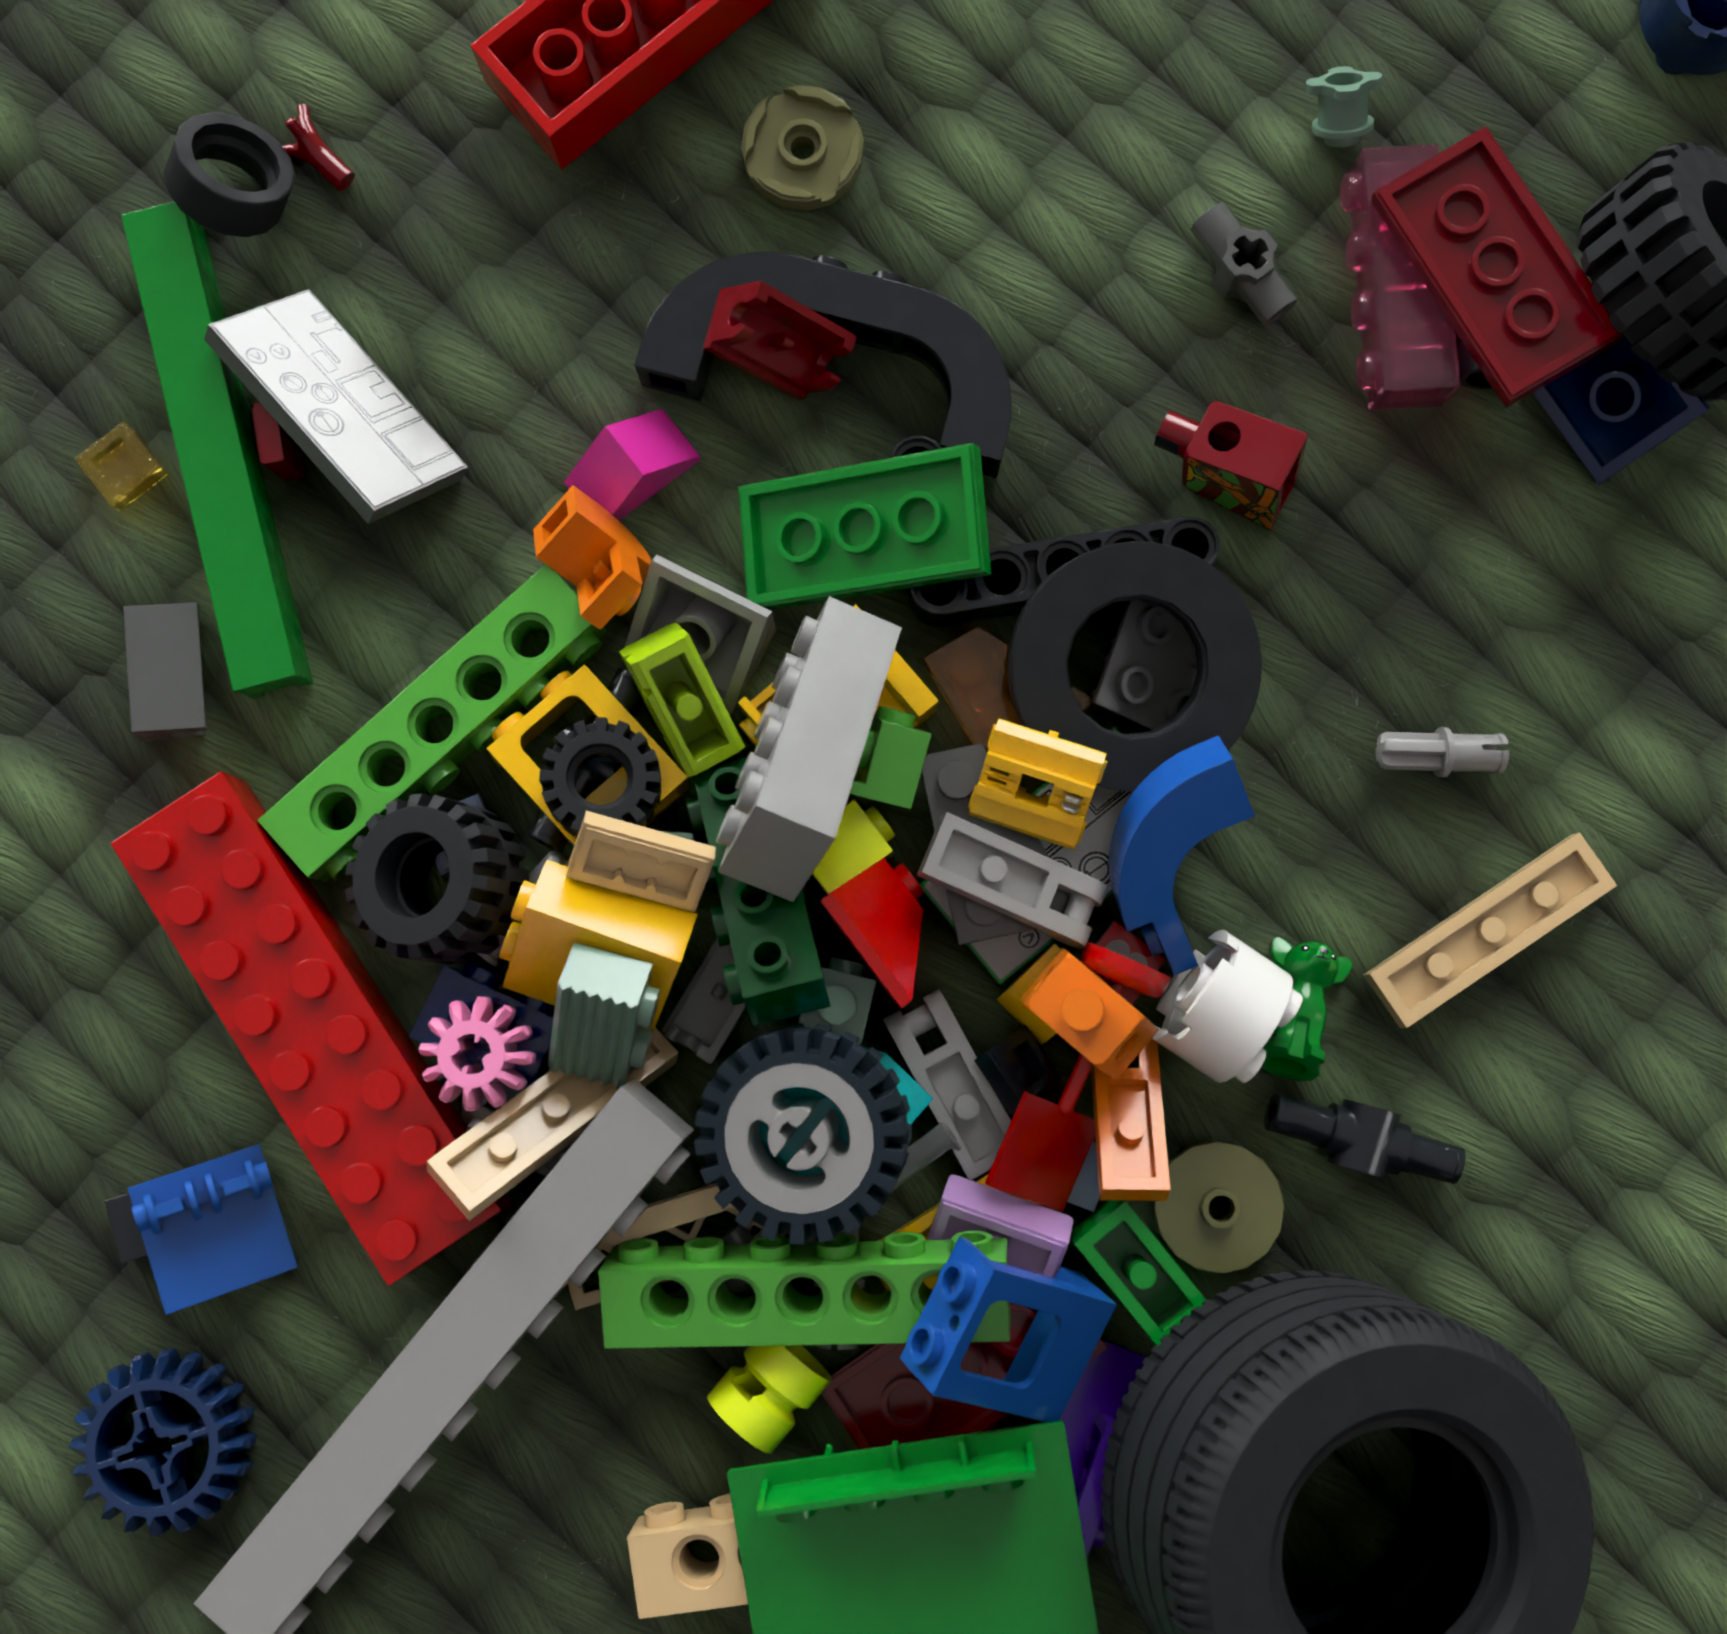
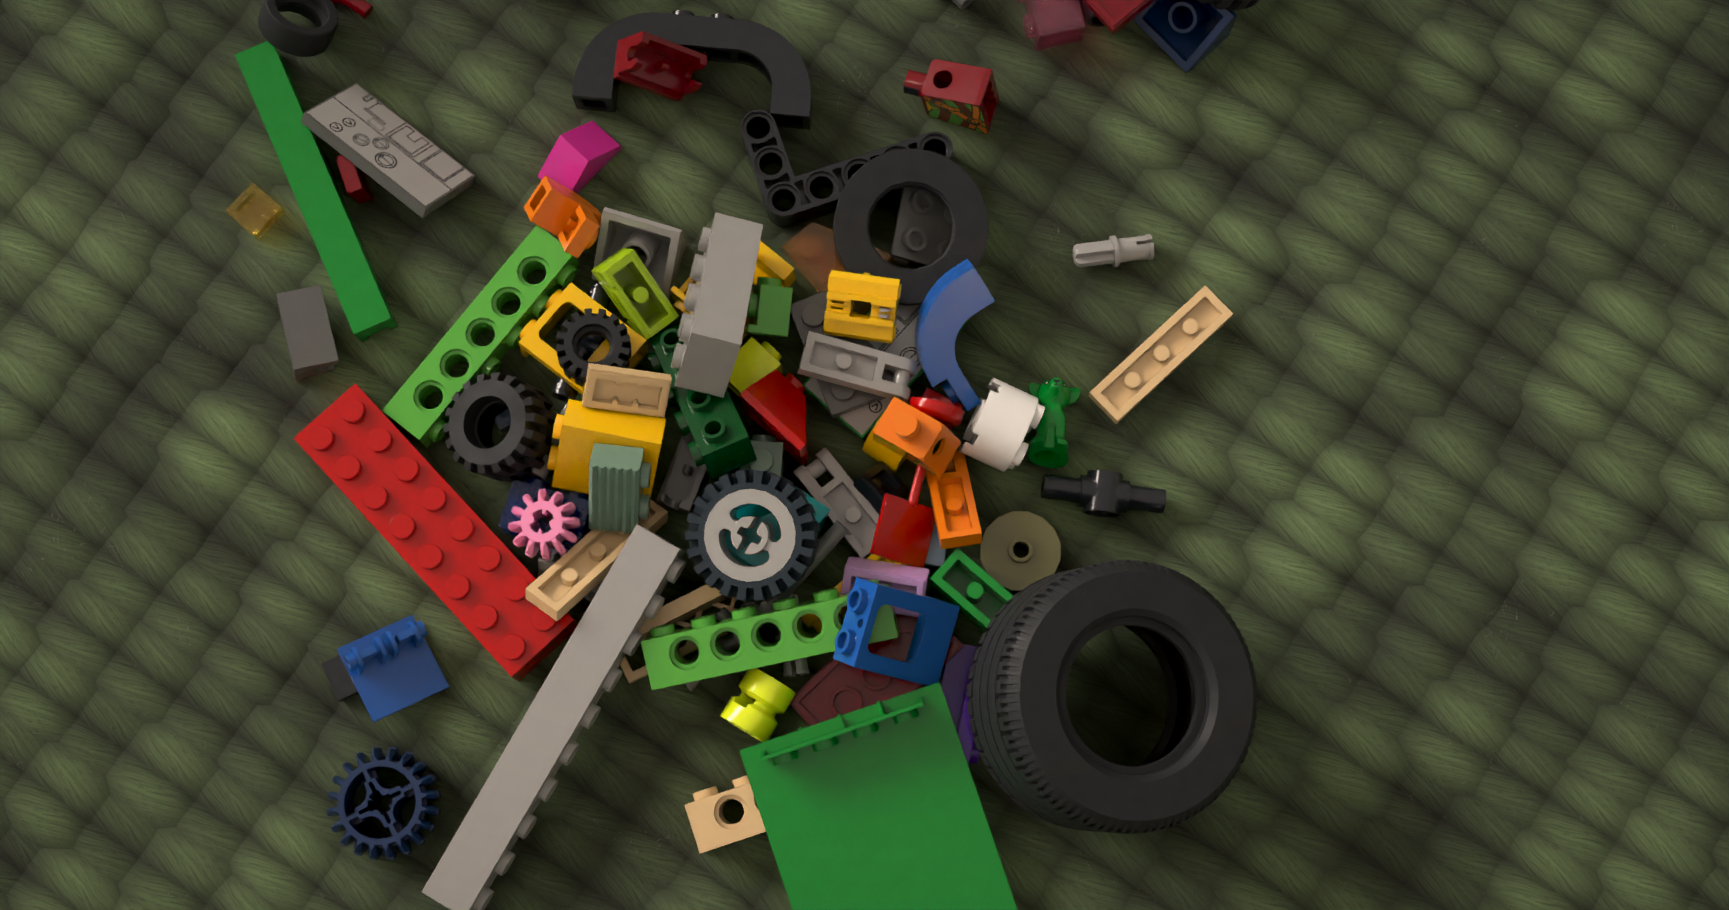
camera: 10 degrees left, 5 degrees down
(865, 528) = (731, 171): green tile -> none

